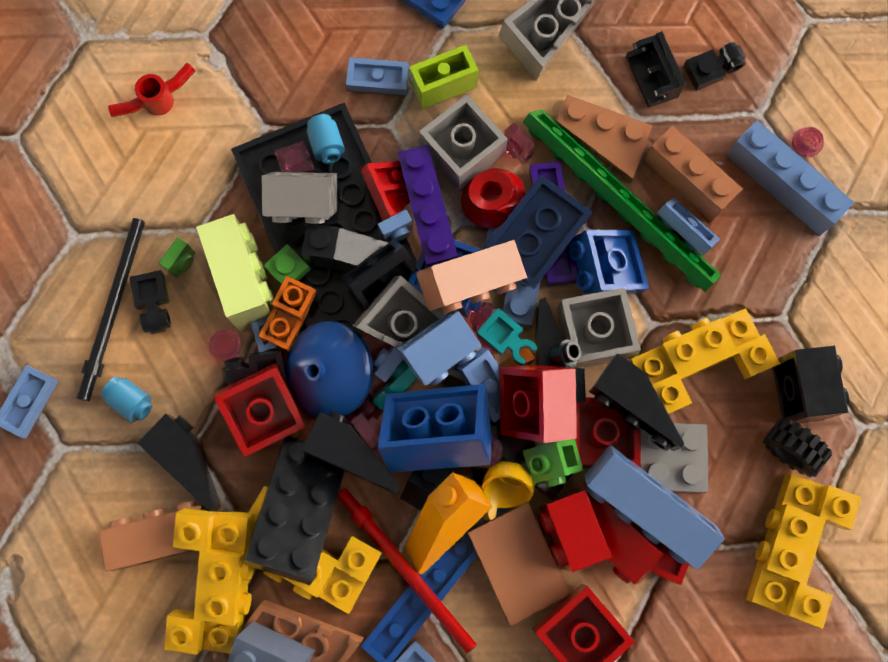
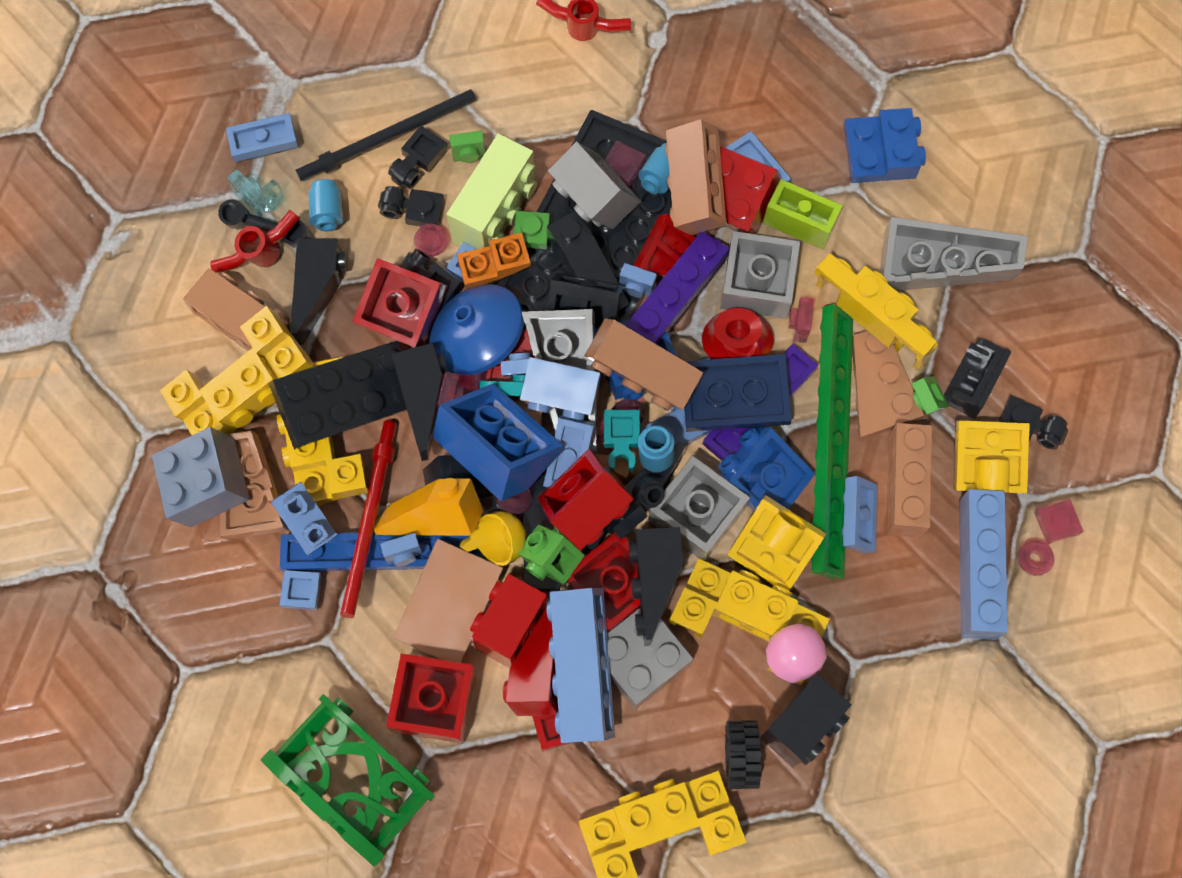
camera: 50 degrees right, 5 degrees down
(71, 446) = (257, 199): none -> clear light blue bracket
(74, 472) = (238, 217): none -> black bar
(102, 482) = (247, 241): none -> red piece
(193, 331) = (420, 208): none -> black plate
(359, 120) = (695, 177): none -> nougat brick
(367, 620) = (303, 518): none -> medium blue hips
(387, 105) = (746, 190): none -> red brick
(455, 567) = (401, 550): none -> medium blue plate
(534, 311) = (656, 449): none -> dark azure brick
(559, 86) = (877, 307): none -> yellow bracket
(643, 110) = (929, 395): none -> bright green plate
(666, 298) = (776, 544): none -> yellow plate
(720, 109) = (991, 456): none -> yellow plate
(761, 351) = (796, 653): none -> bright pink hair
(794, 107) = (1058, 522): none -> clear pink plate

